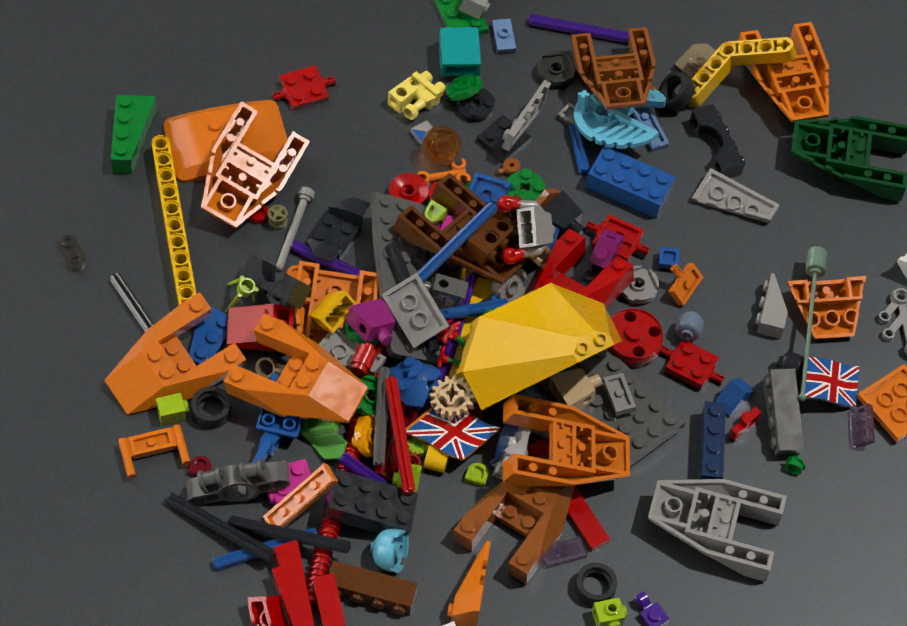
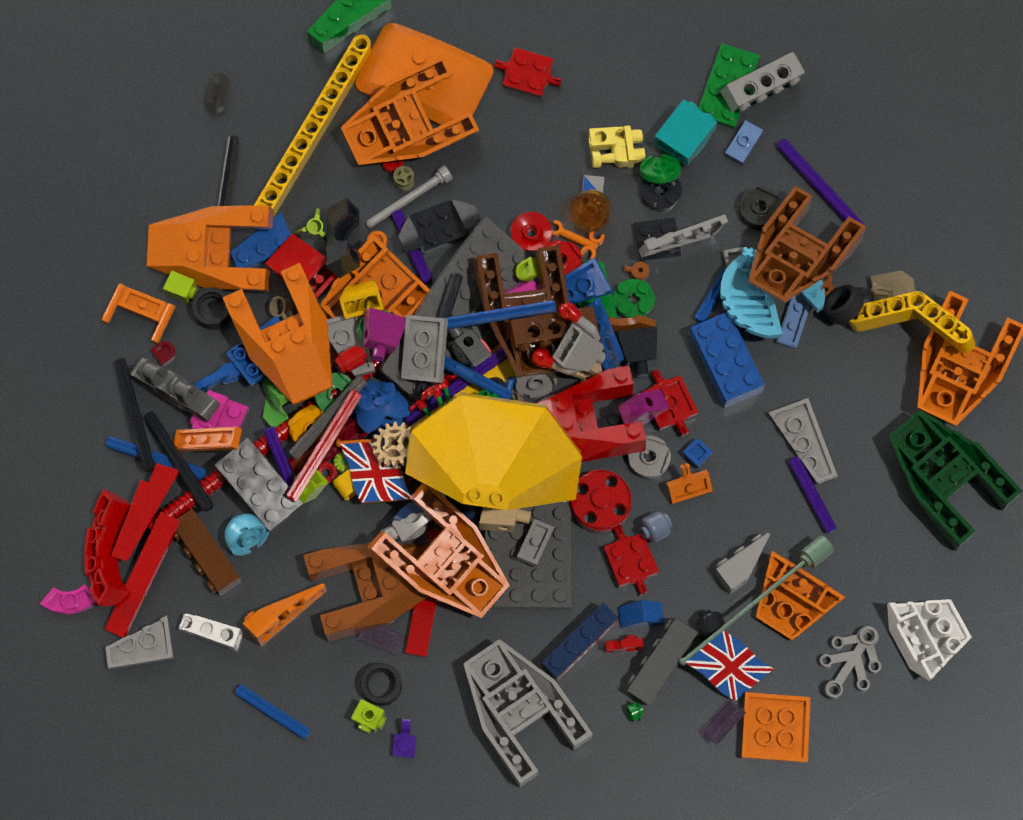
camera: 45 degrees right, 15 degrees up
(477, 474) = (371, 521): lime tile -> none
(708, 123) = (831, 401): black arch -> none
(772, 231) = (812, 494): none -> dark purple axle

